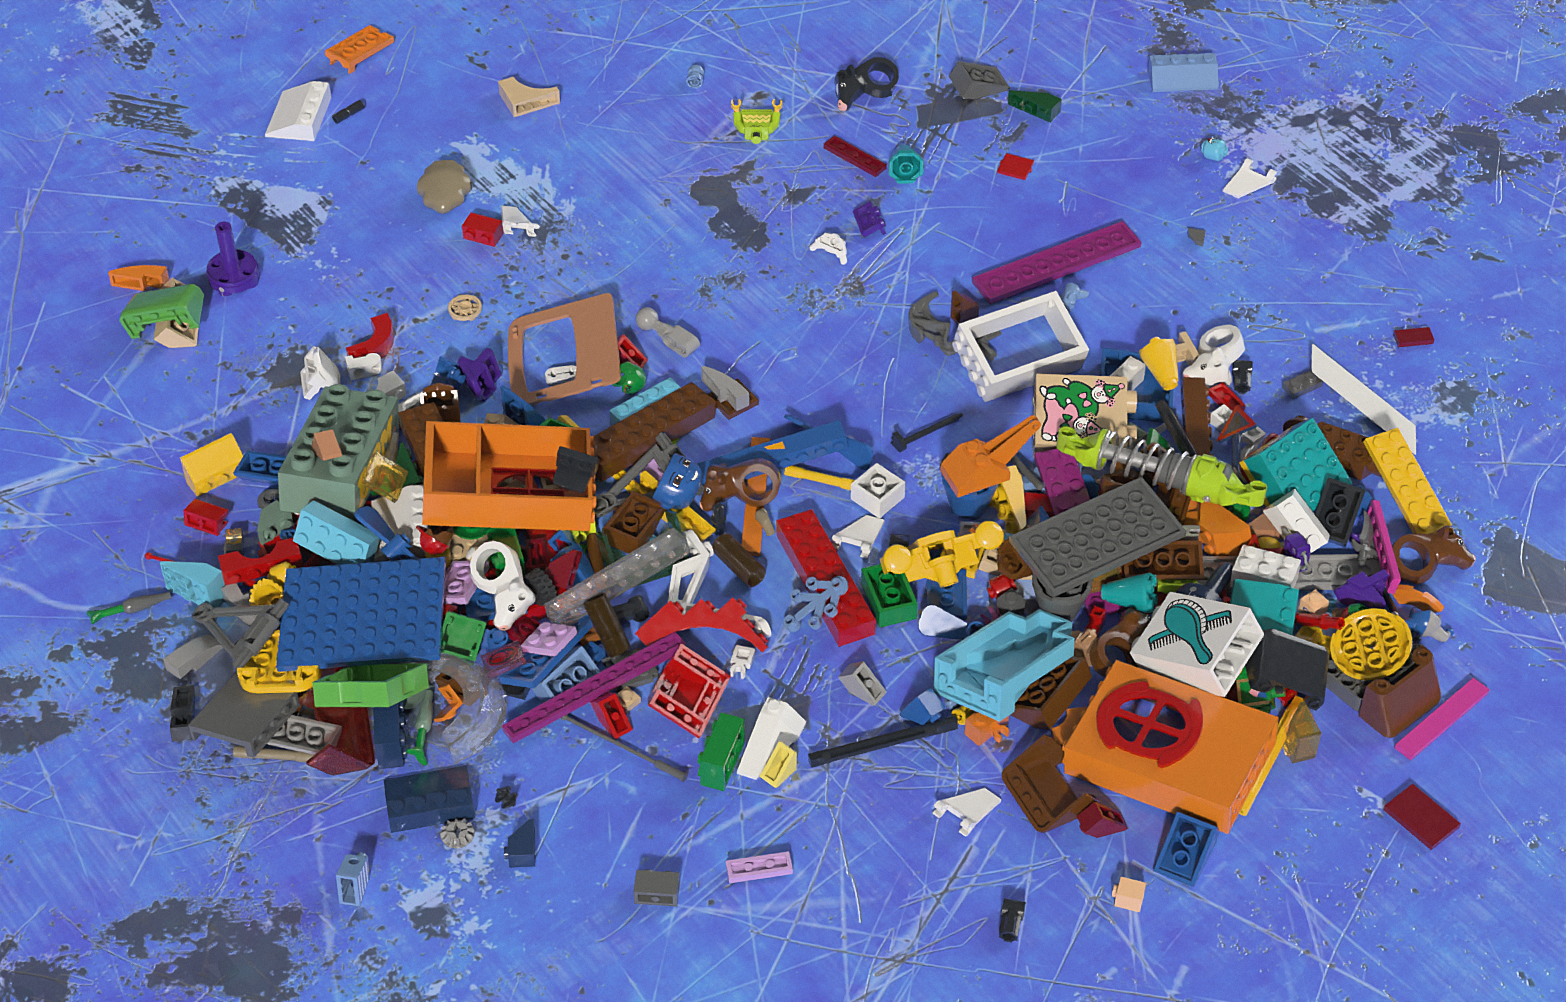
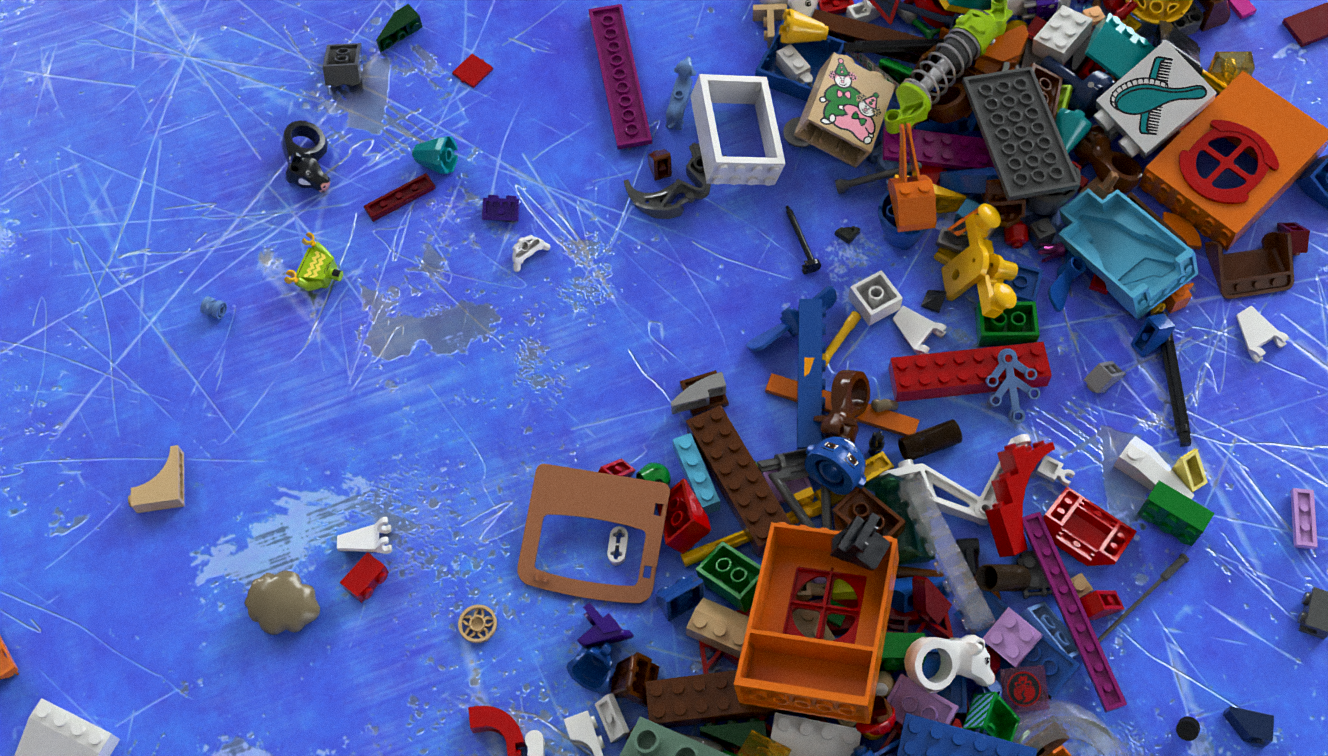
camera: 70 degrees left, 15 degrees up
(346, 112) = (92, 692): black piece -> none
(541, 586) = (947, 627): black tyre -> none
(588, 405) = (685, 518): none -> red slope
(594, 652) = (1017, 602): blue plate -> none
(673, 337) = (601, 425): light grey beam -> none

